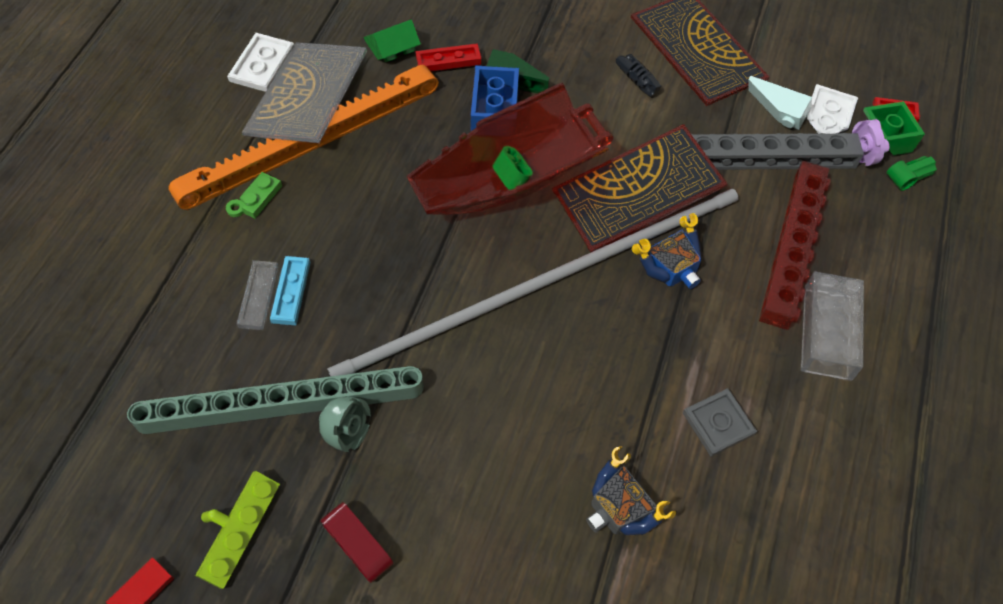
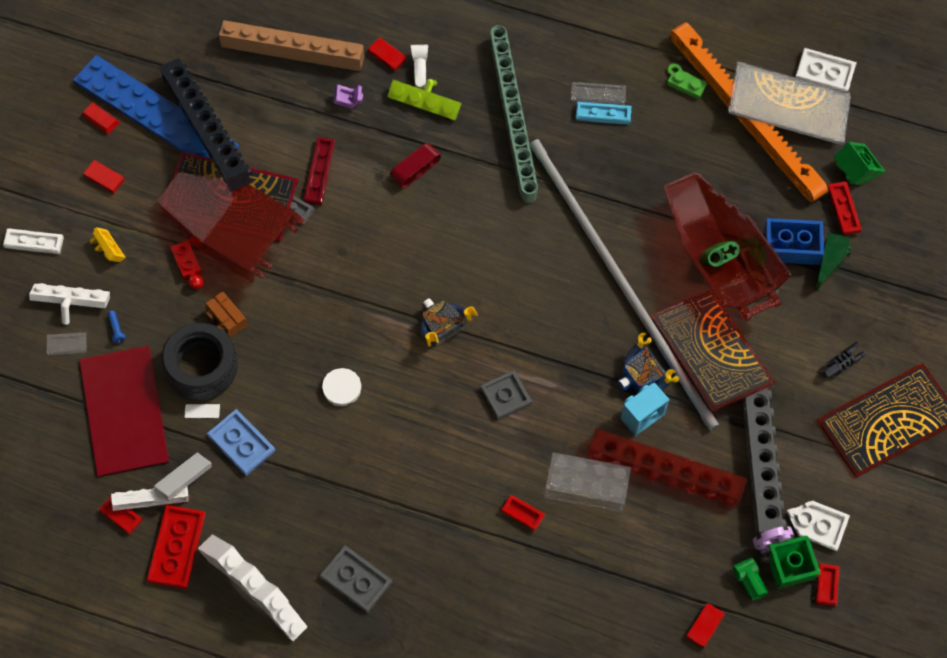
camera: 90 degrees right, 5 degrees up
(153, 534) = (419, 55): none -> white piece
(343, 423) = (494, 151): sand green cylinder -> none
(731, 255) = (644, 408): none -> medium azure brick
(782, 103) = (817, 476): light aqua slope -> none
(883, 404) = (523, 512): none -> red tile
(973, 218) = (705, 625): none -> red tile

